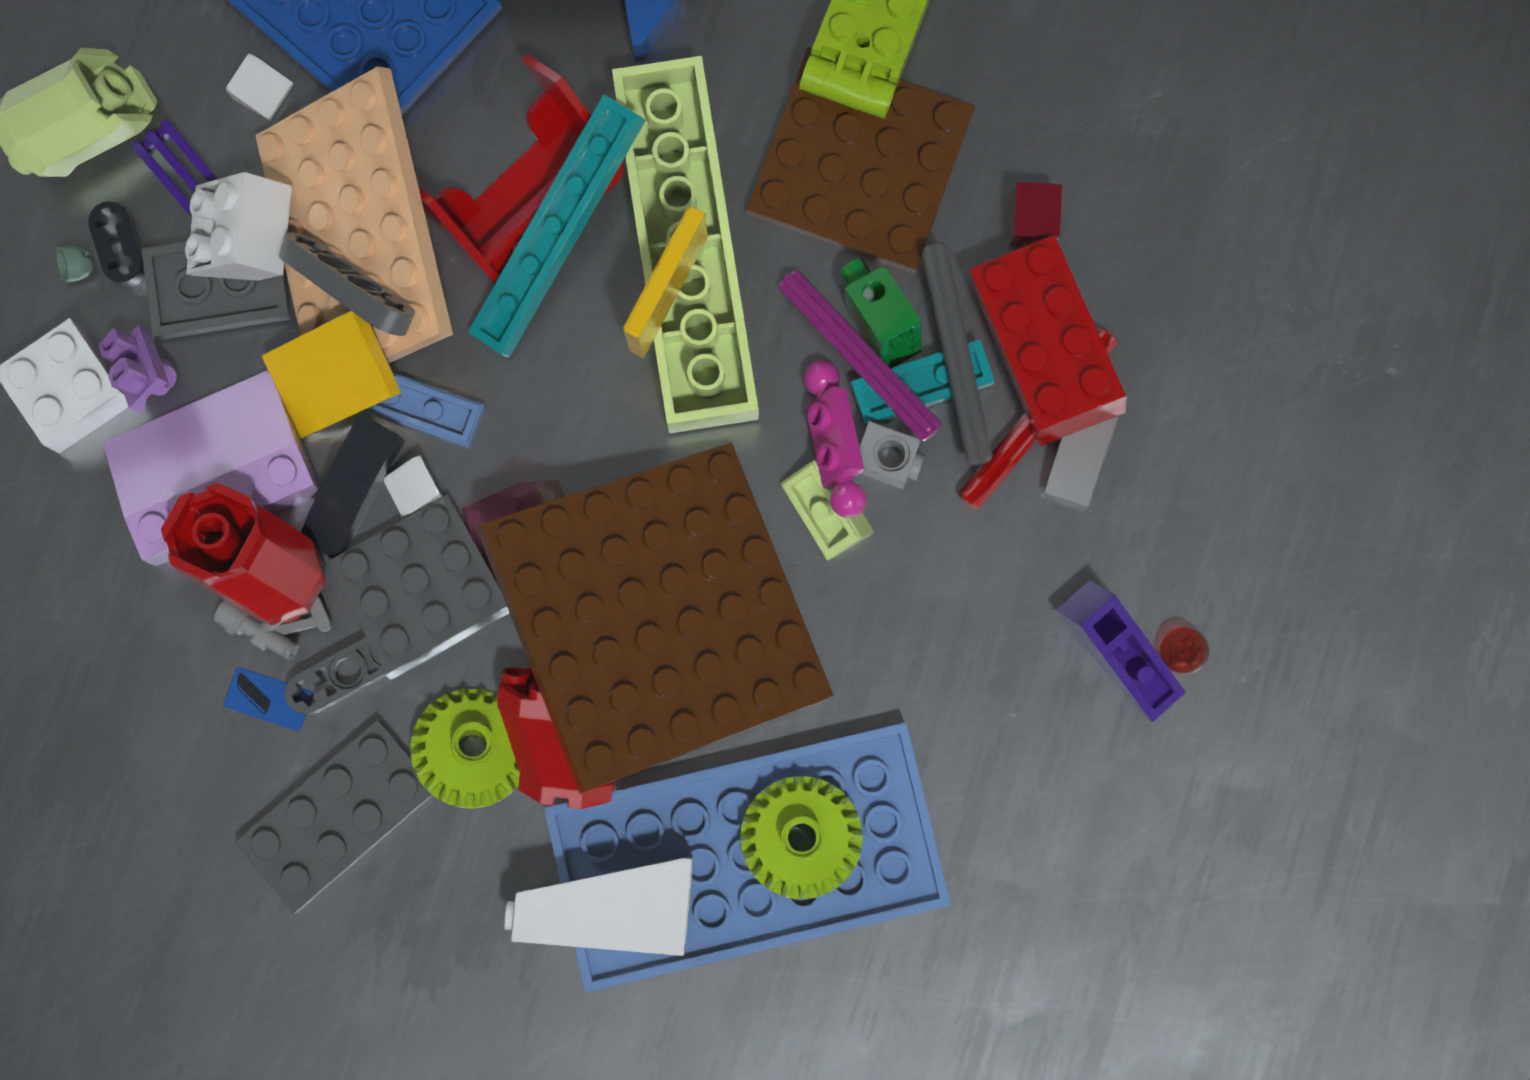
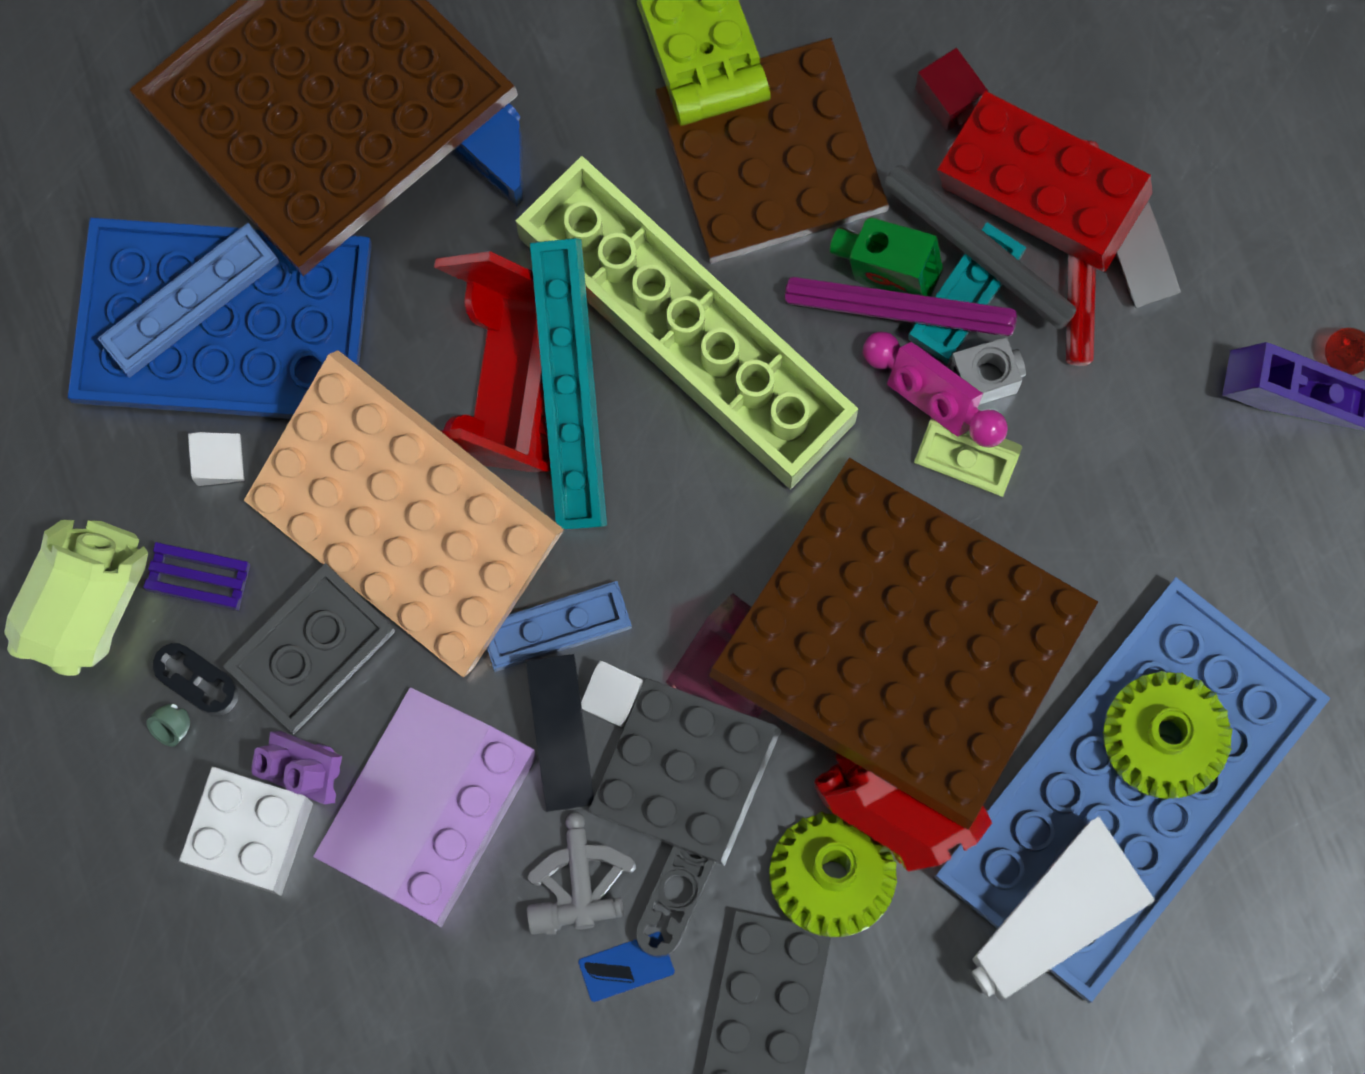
camera: 35 degrees left, 5 degrees down
(238, 228) = (299, 584): white slope -> none
(244, 554) = (523, 849): red brick -> none
(331, 373) = (476, 644): yellow tile -> none
(346, 284) = (439, 555): dark grey beam -> none
(666, 281) = (708, 356): yellow tile -> none

